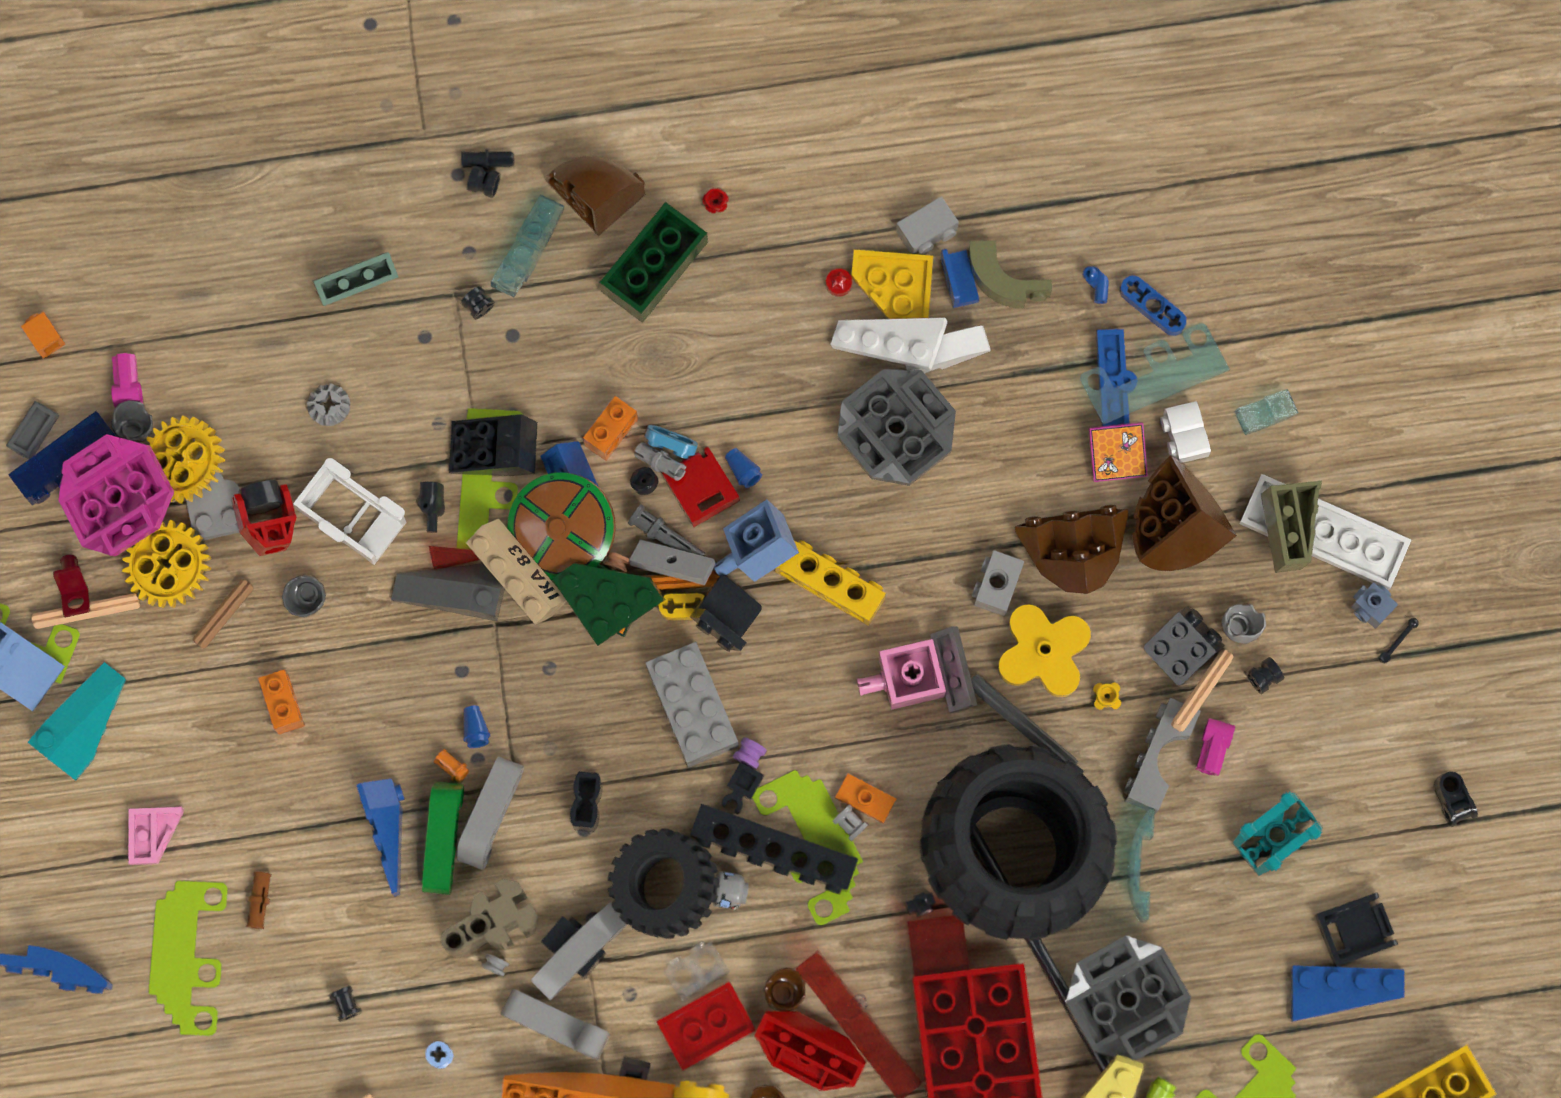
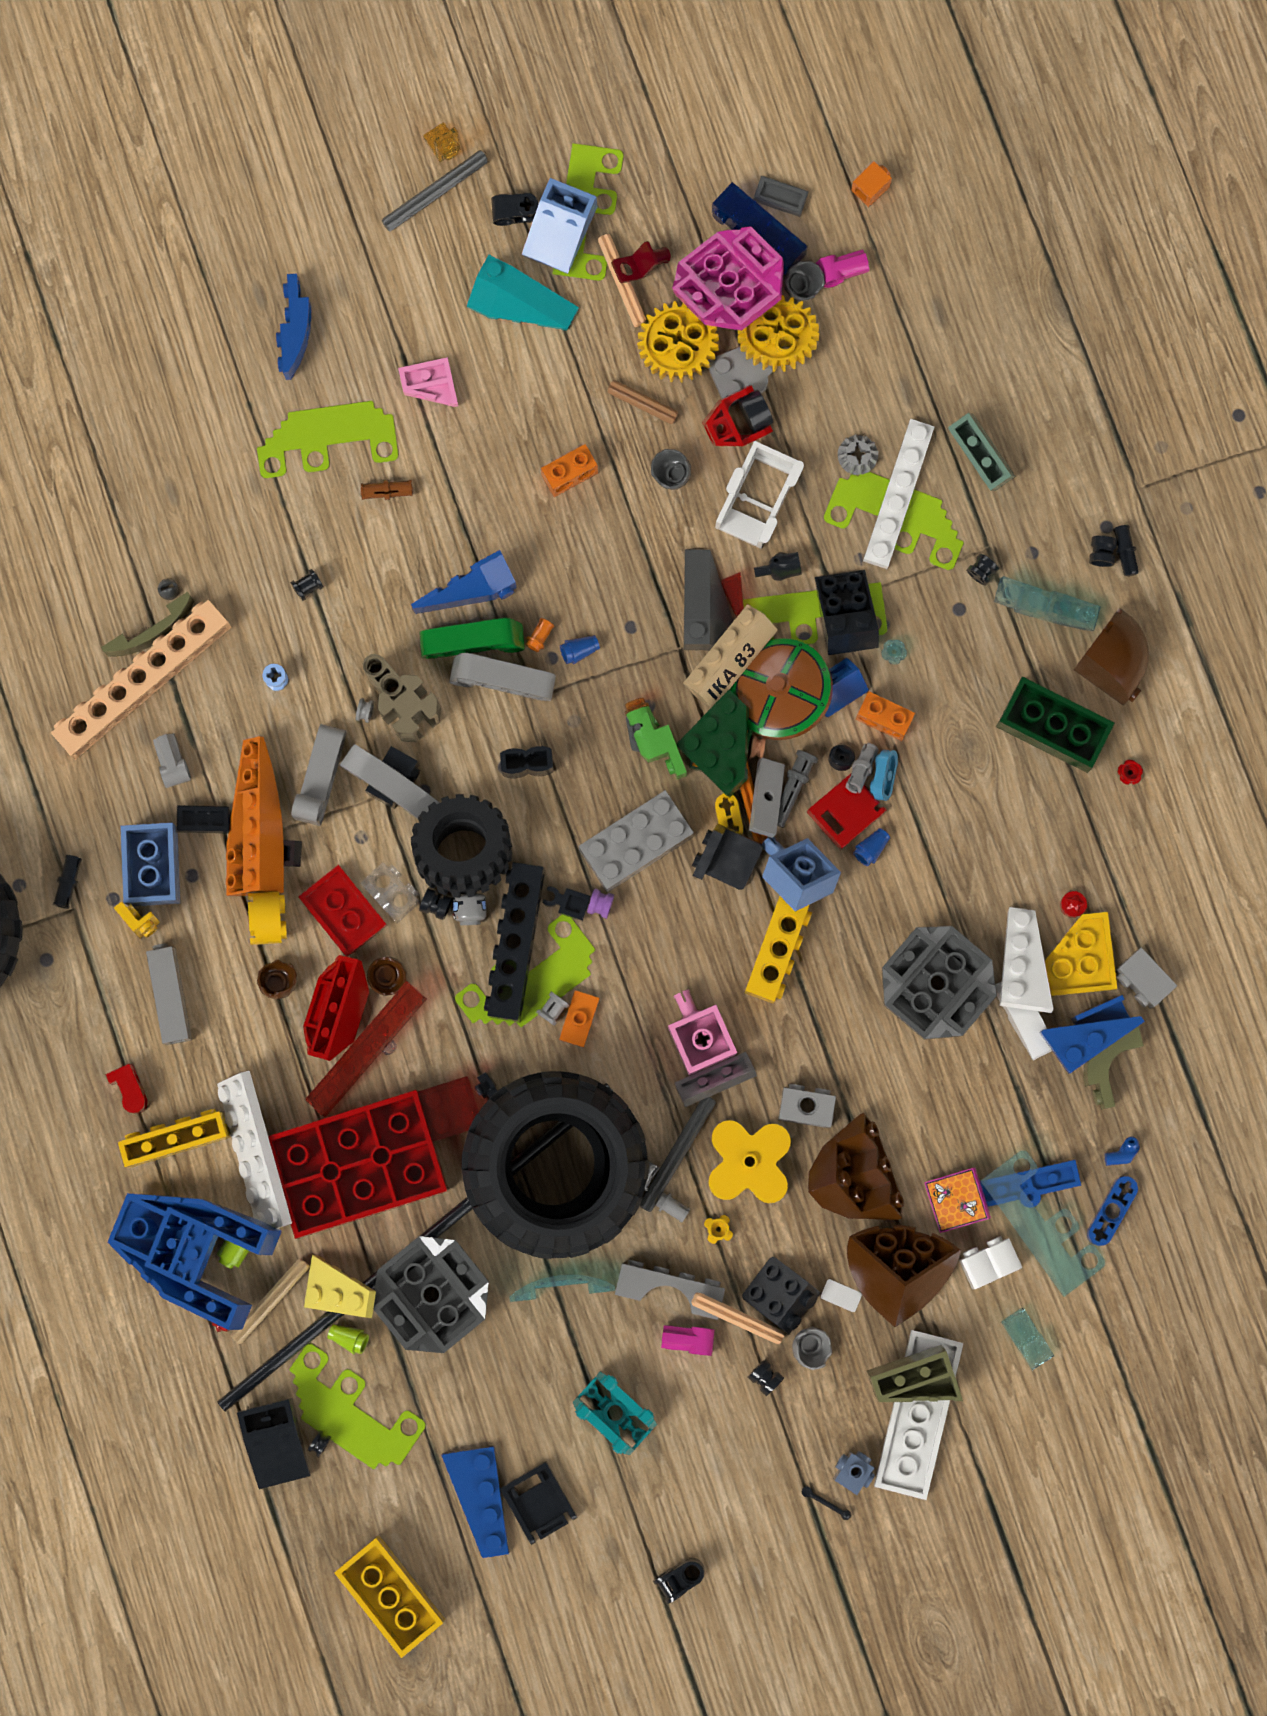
camera: 80 degrees right, 5 degrees up
(379, 371) = (898, 494): none -> white plate
(391, 371) = (922, 516): none -> lime piece
(541, 401) = (896, 645): none -> clear light blue plate
(589, 671) = (650, 740): none -> bright green plate
(715, 931) = (435, 903): none -> black wheel
(982, 297) = (1082, 1042): none -> blue wing
(1077, 737) = (672, 1207): none -> light grey pin
(1193, 586) = (841, 1295): none -> white sticker

